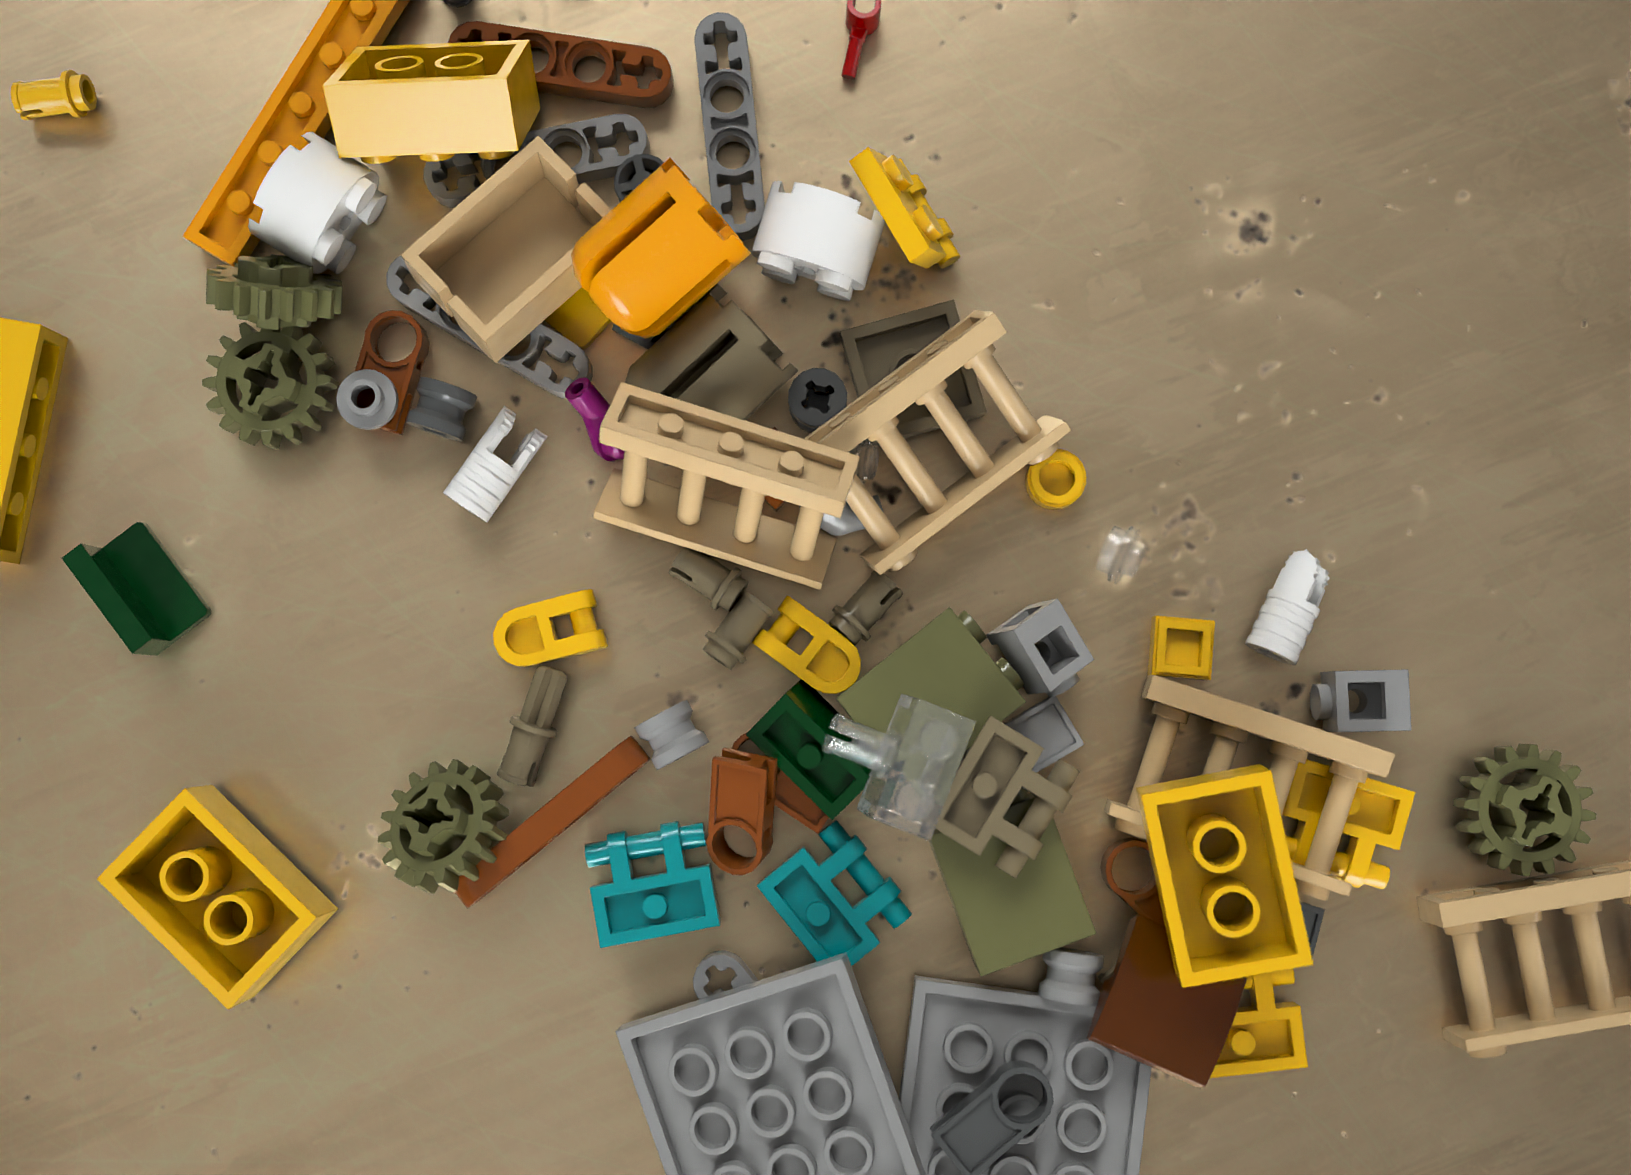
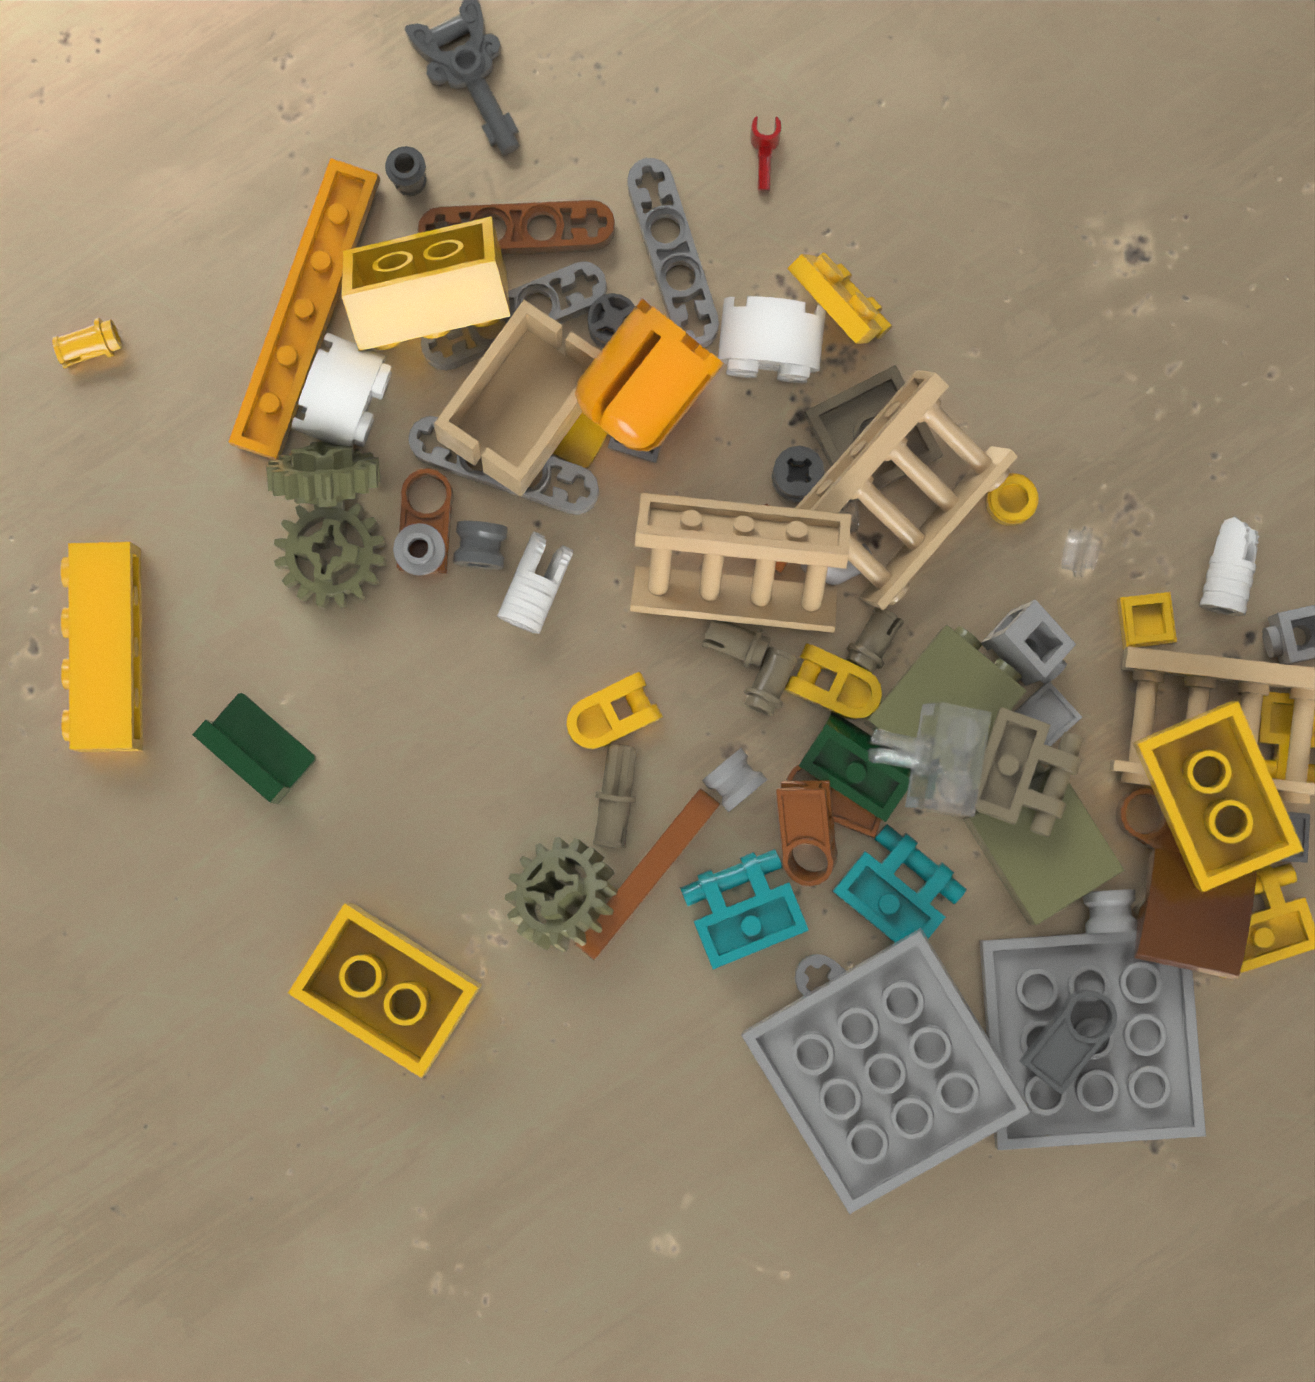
camera: 15 degrees left, 0 degrees up
(592, 408) = (615, 526): magenta arm -> none
(713, 360) = (690, 446): dark tan cylinder -> none

